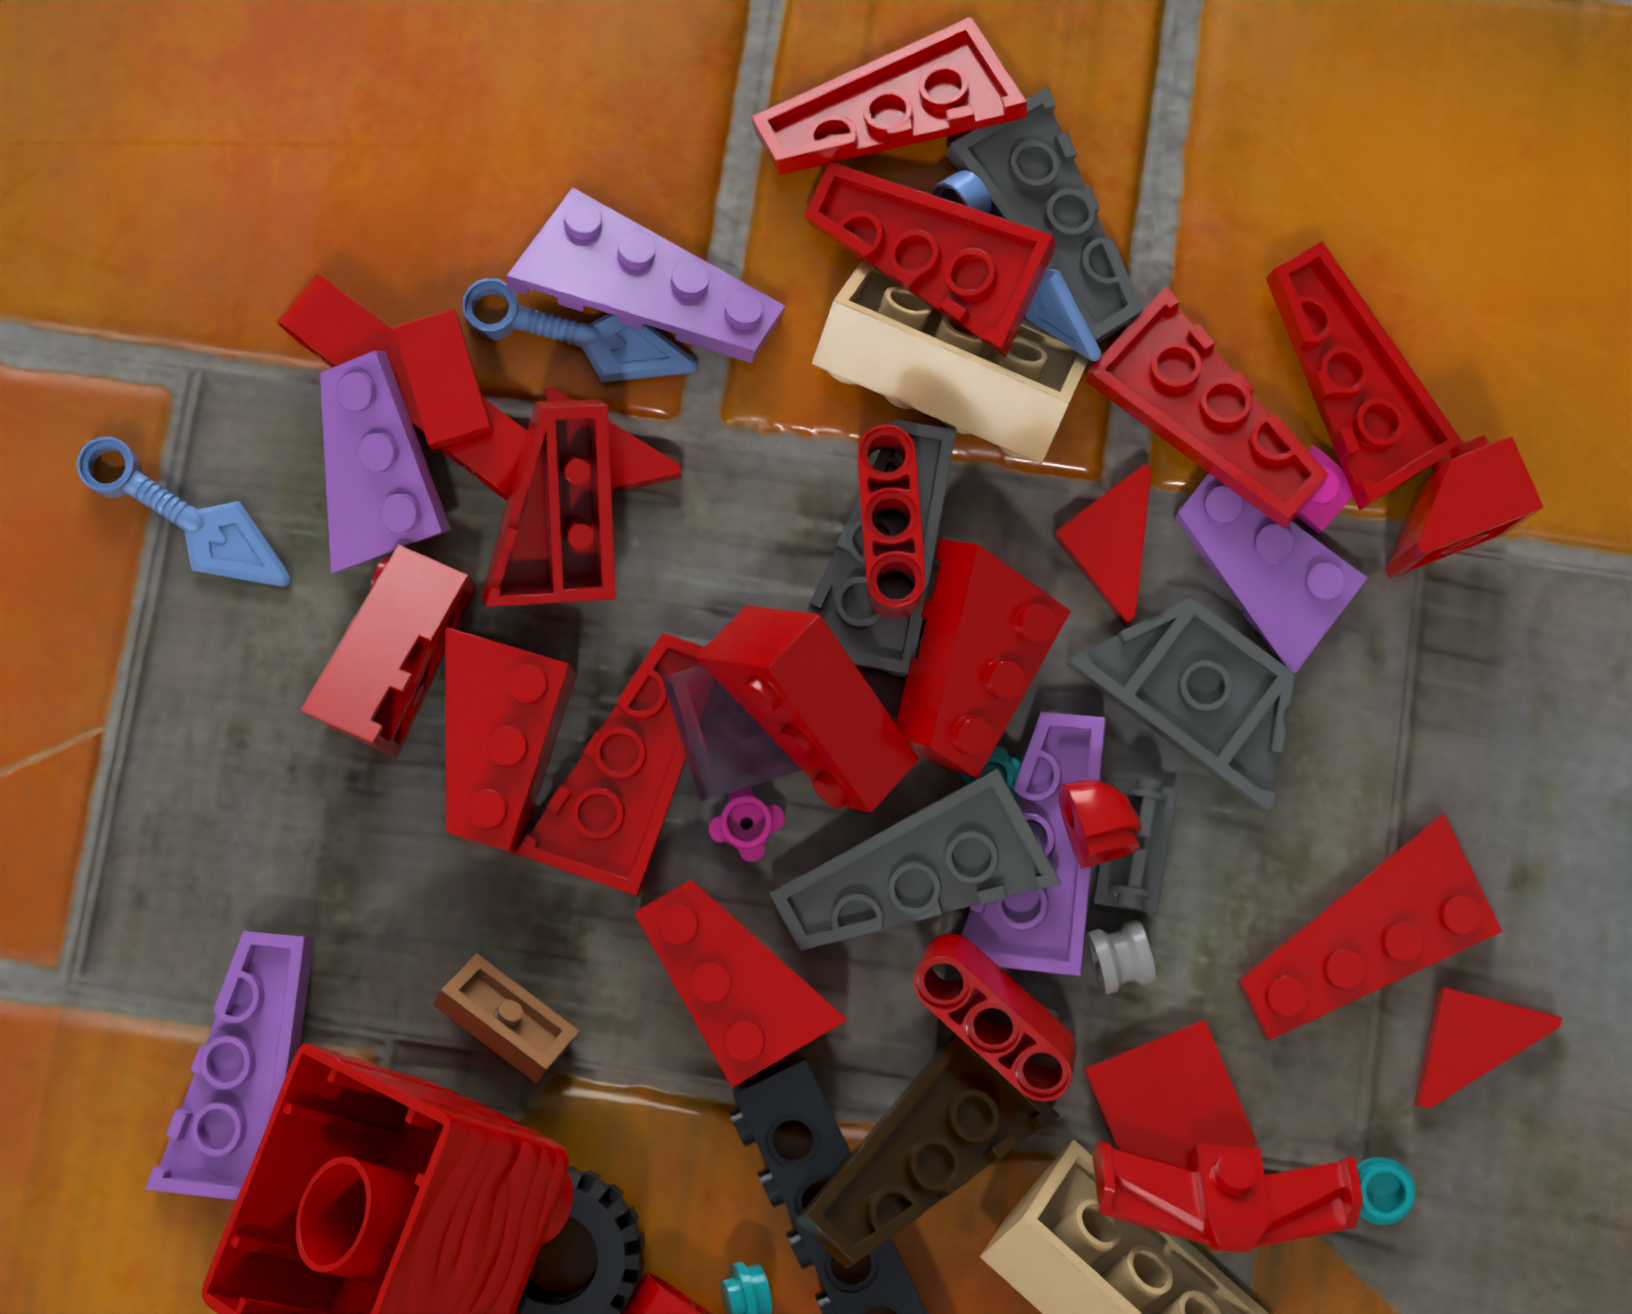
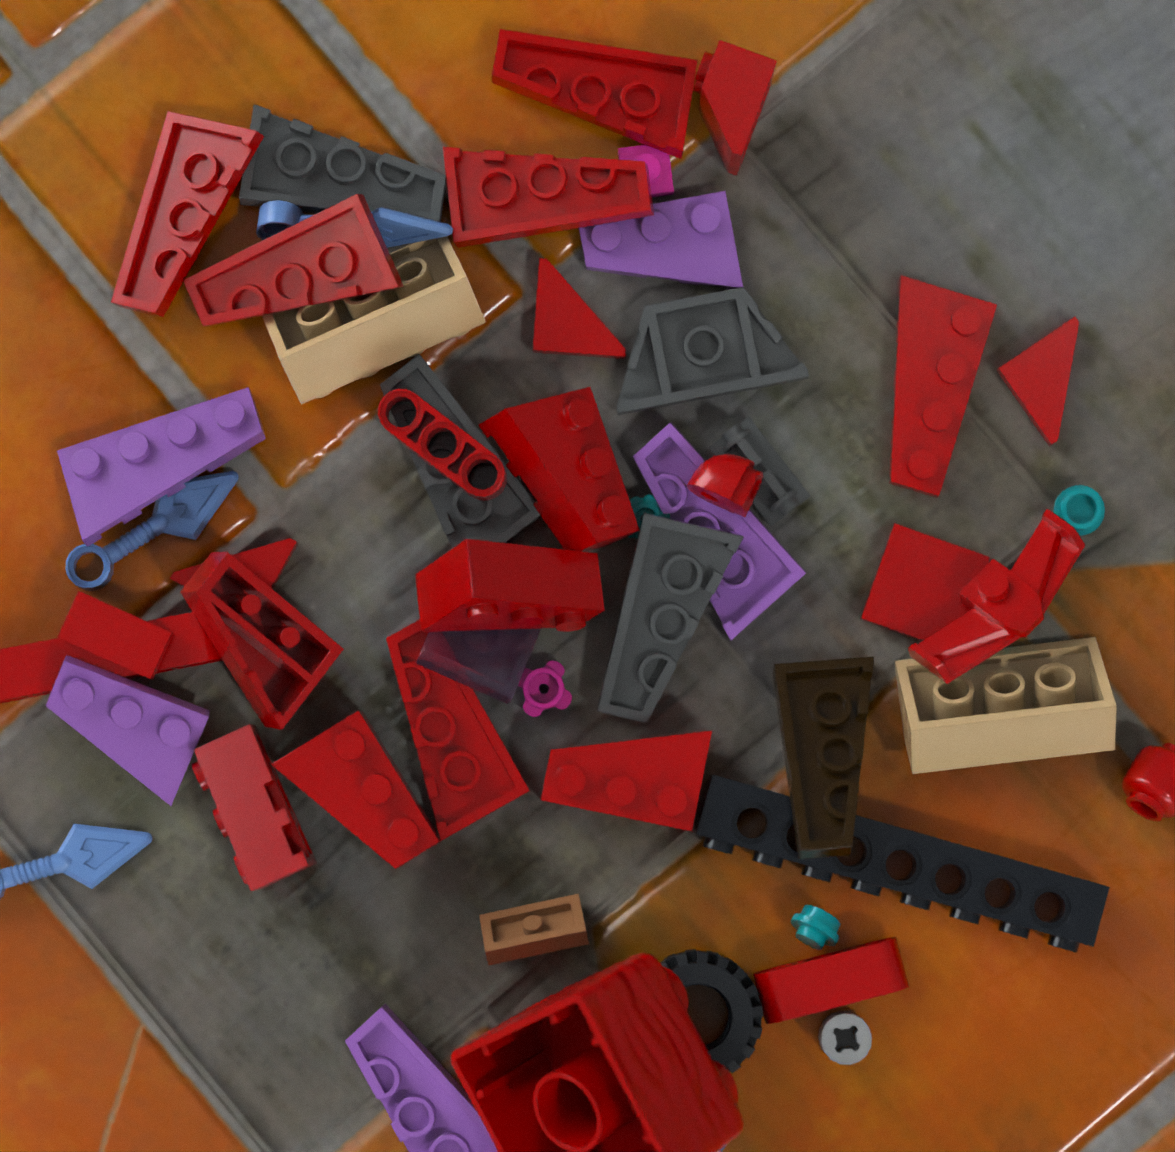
camera: 45 degrees left, 5 degrees up
(1002, 1046) = (806, 654): red beam -> none
(1121, 956) = (815, 539): light grey wheel -> none

